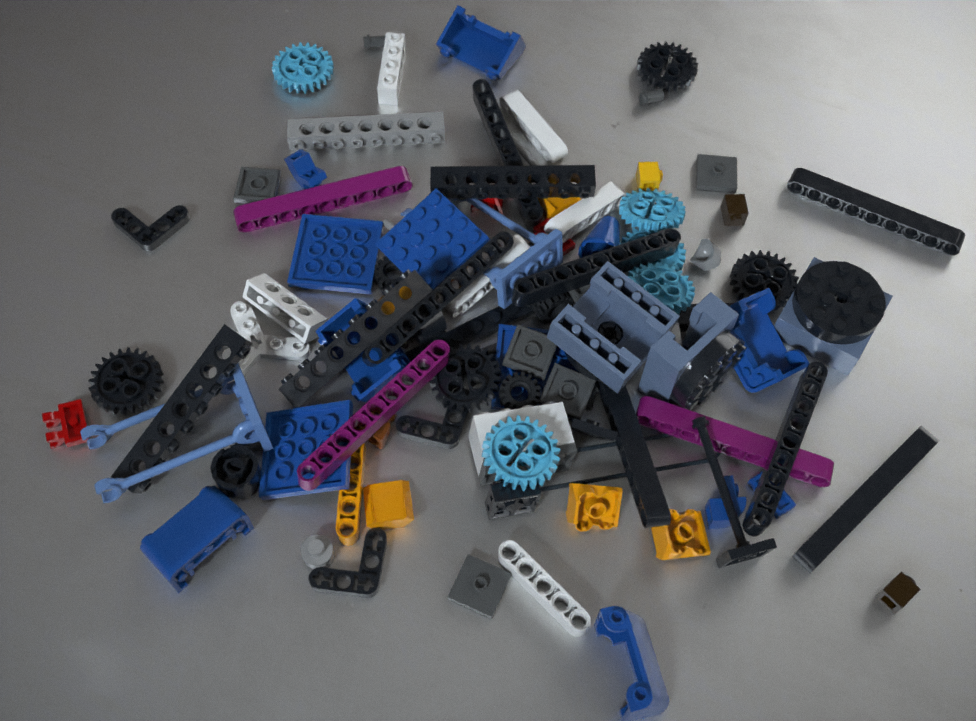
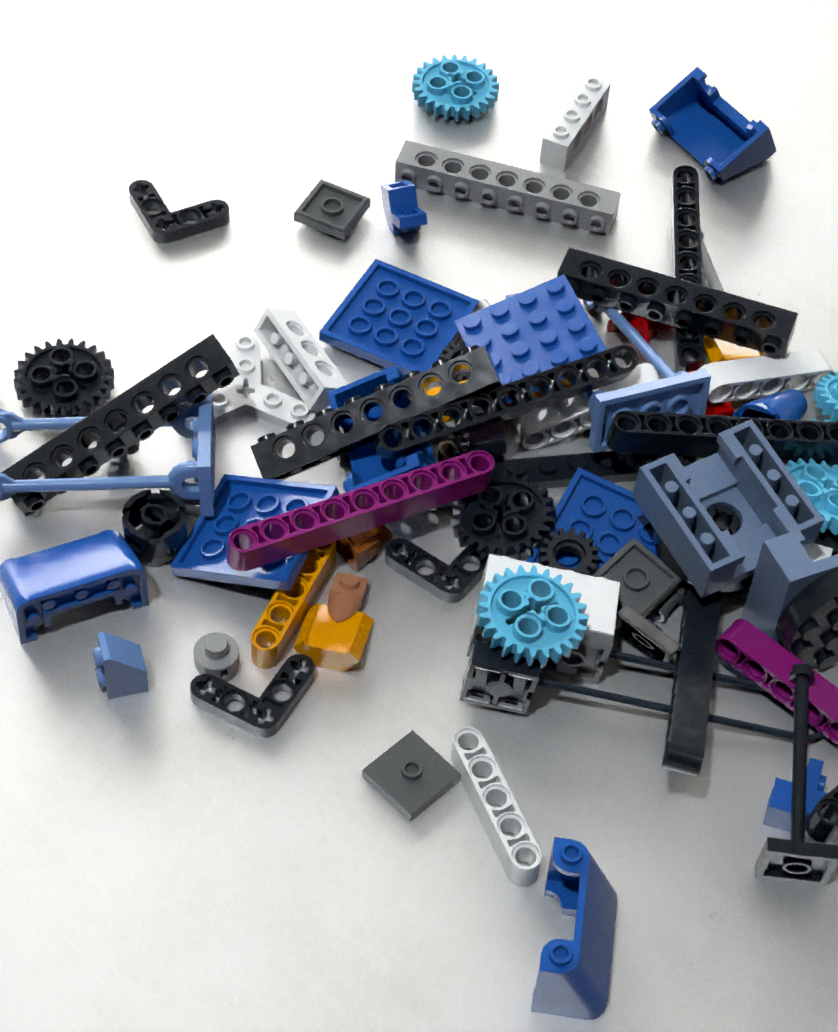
camera: 20 degrees right, 10 degrees down
(256, 588) = (119, 666): none -> medium blue slope
(322, 199) = (413, 250): magenta beam -> none
(374, 41) = (564, 83): dark grey pin -> none
(384, 472) = (346, 596): none -> nougat plate
(529, 352) = (604, 514): dark grey plate -> none
(533, 126) = (741, 250): white beam -> none
(593, 506) = (610, 730): light orange slope -> none
(683, 537) = (716, 811): light orange slope -> none

